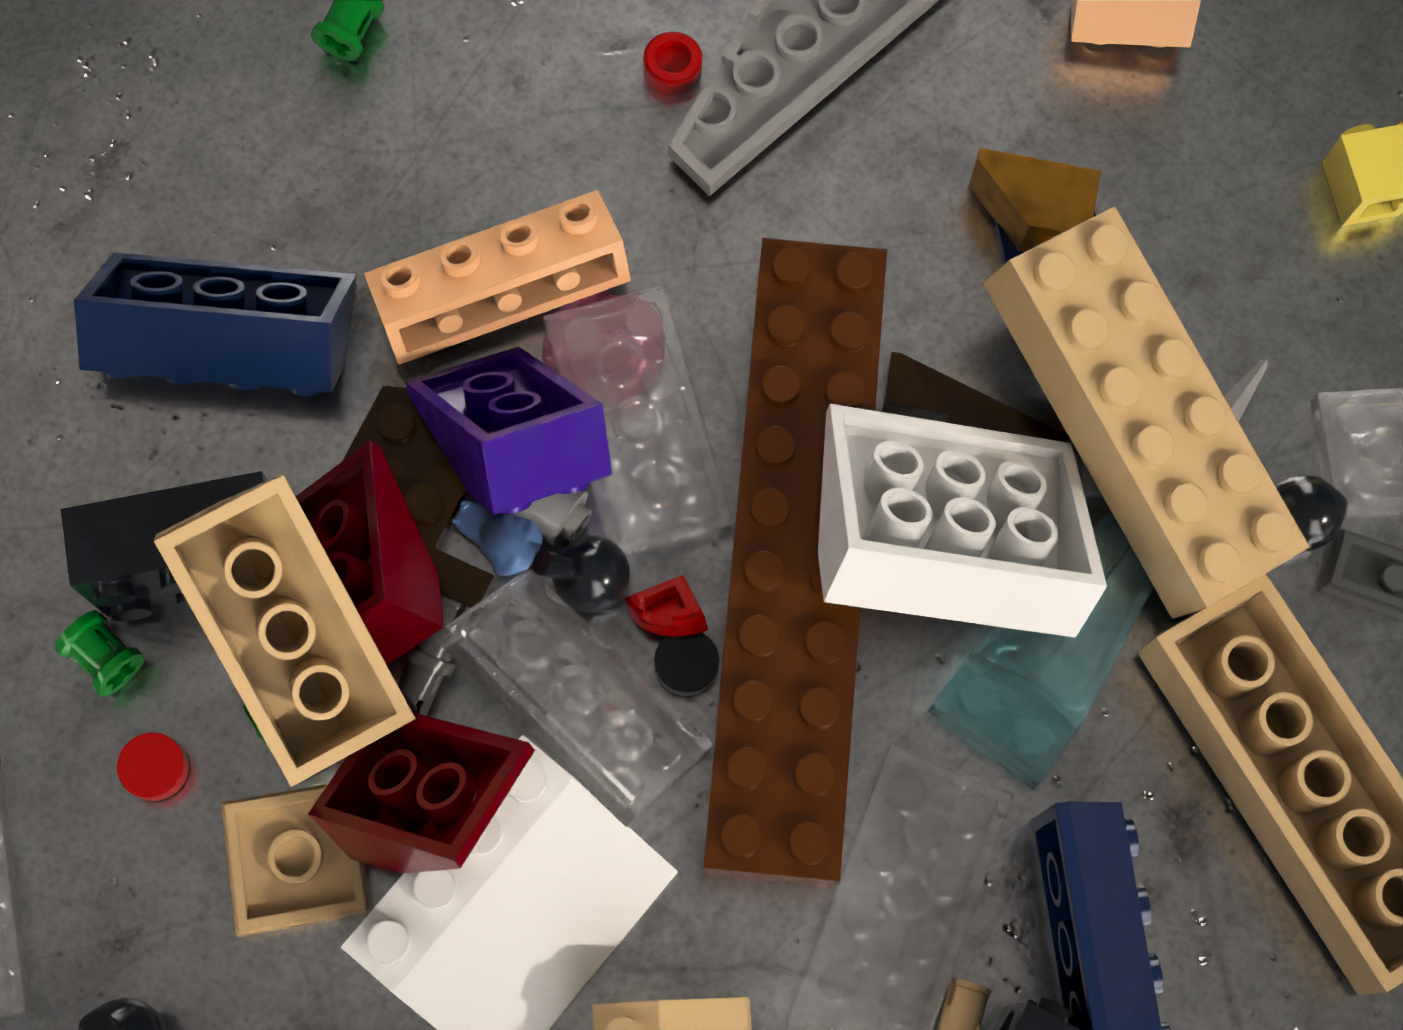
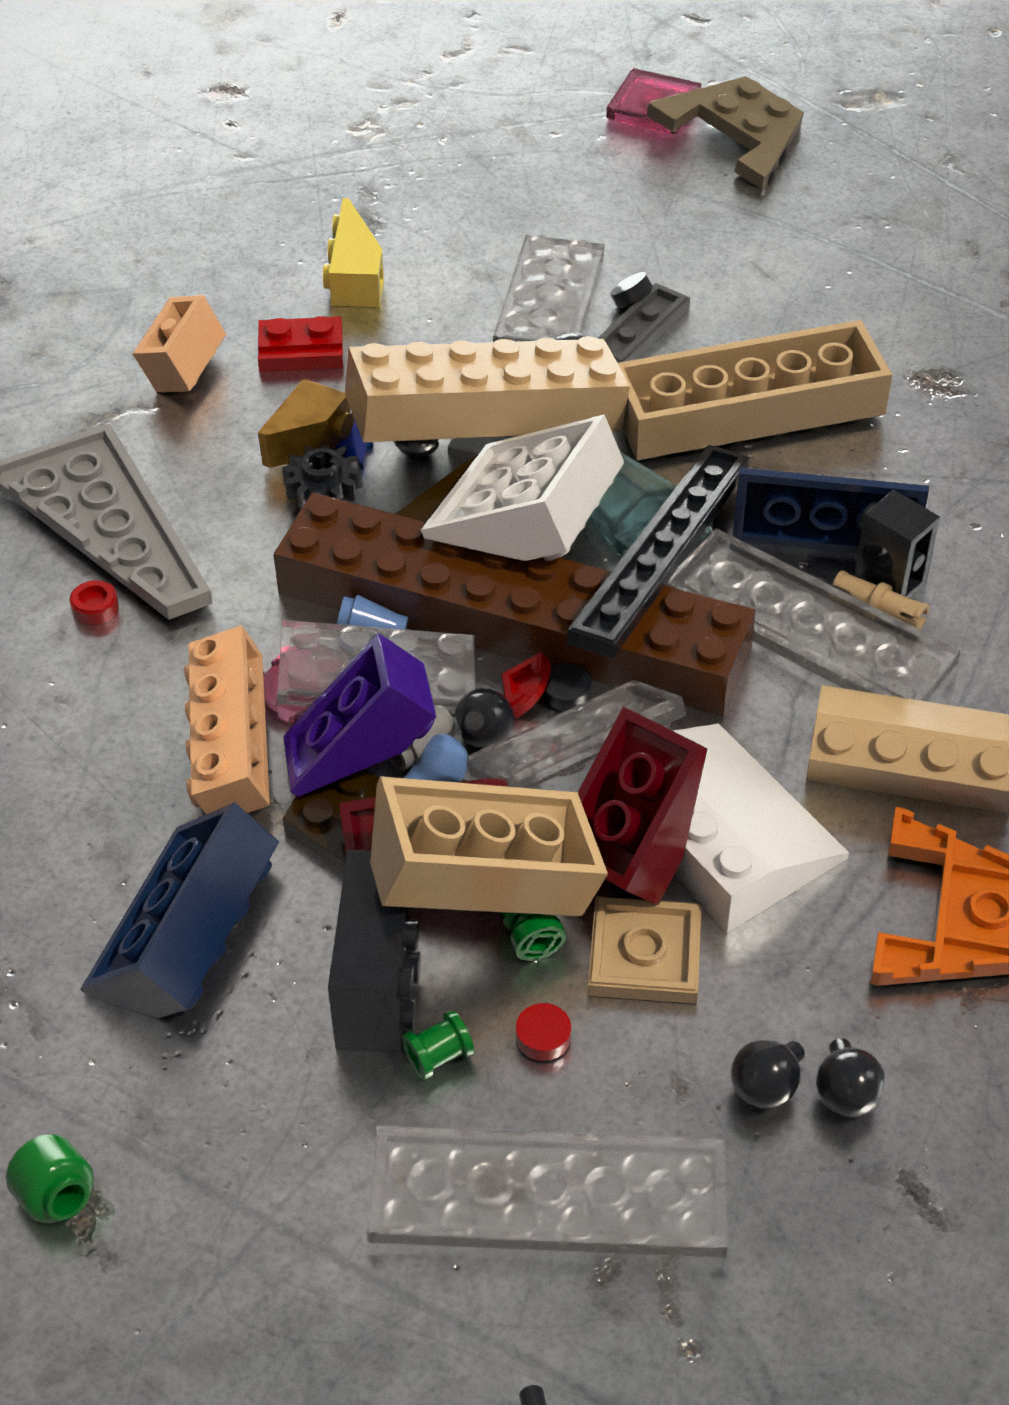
camera: 70 degrees left, 25 degrees down
(721, 389) = (370, 614): none -> medium blue cone
(911, 726) = (656, 553): none -> black tile
(931, 247) = (322, 473): none -> black gear
(1219, 147) = (300, 344): none -> red plate

